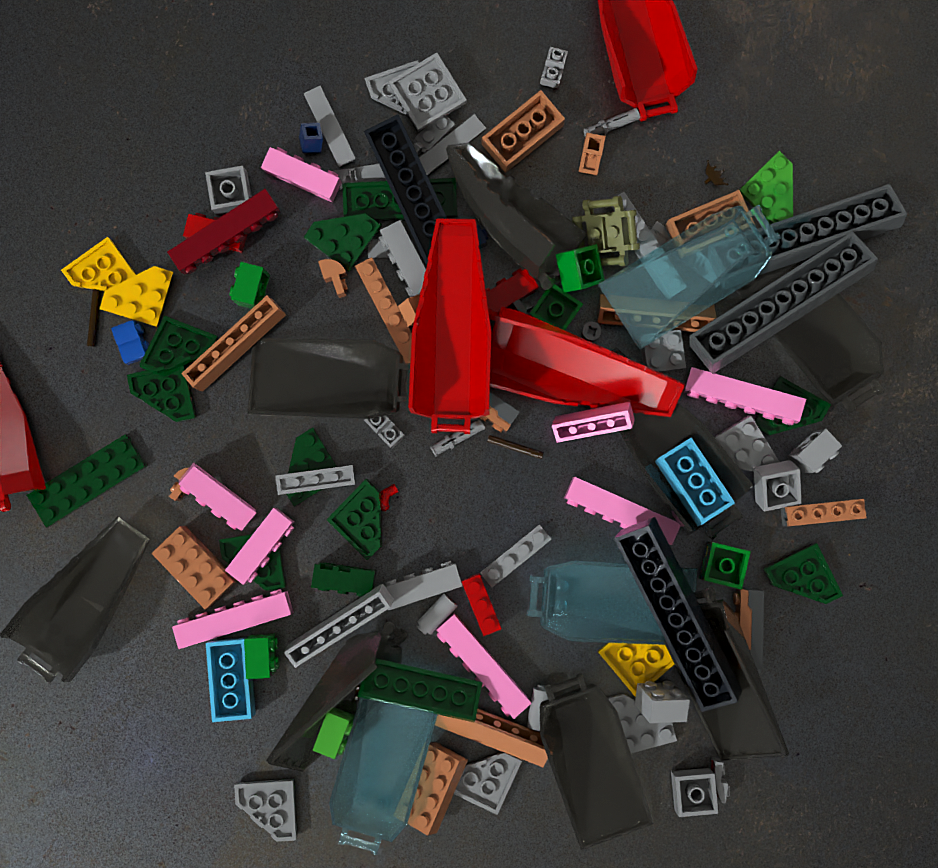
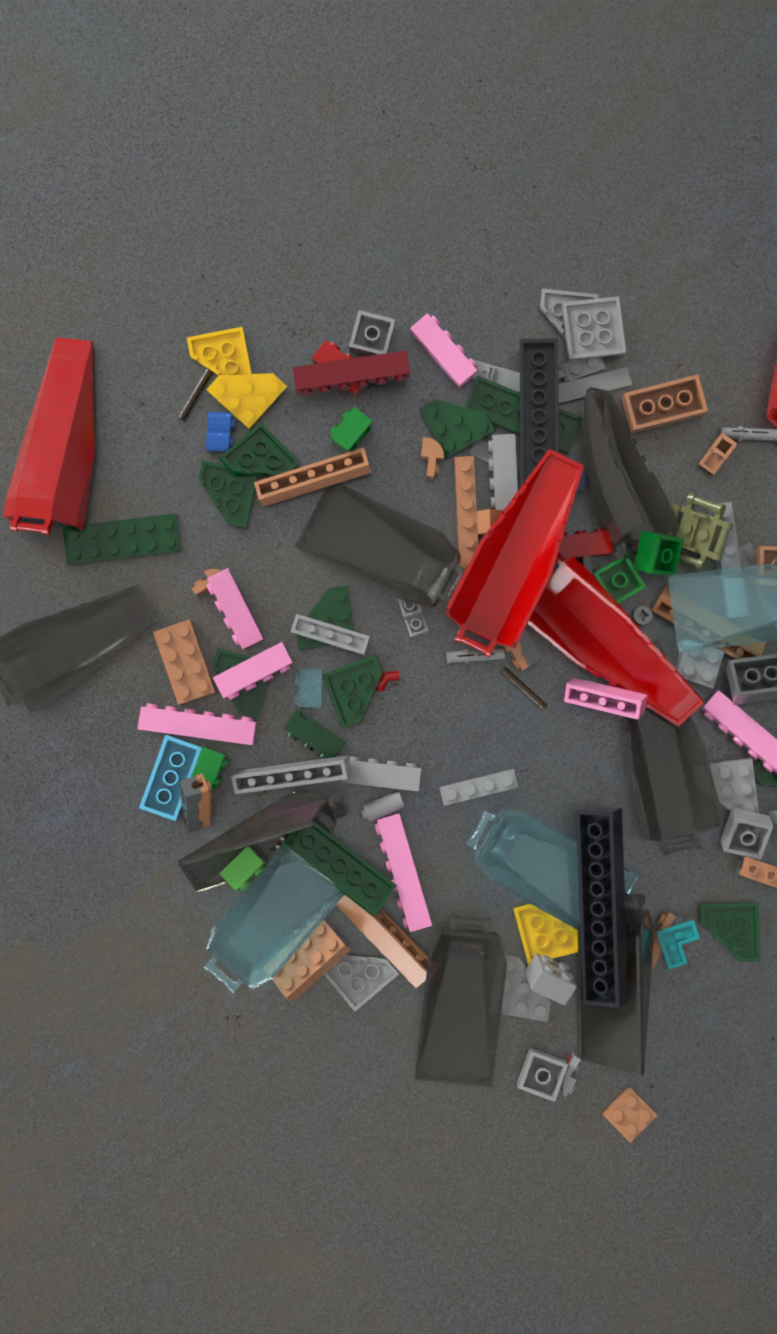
camera: 25 degrees right, 0 degrees up
(261, 693) = (196, 802): none -> piece
(270, 806) = (154, 908): light grey plate -> none
(310, 137) = (468, 321): dark blue brick -> none
(319, 537) = (309, 688): none -> clear light blue brick
(329, 126) = (489, 317): light grey piece -> none
(481, 604) = (427, 816): red brick -> none
(538, 695) = (427, 941): light grey brick -> none
(554, 67) = (720, 357): light grey slope -> none
(615, 507) = (589, 785): bright pink brick -> none
(694, 482) = (672, 794): medium azure brick -> none
(724, 565) = (665, 883): green brick -> none
(756, 613) = (673, 938): none -> teal plate
(789, 789) = (629, 1114): none -> nougat plate

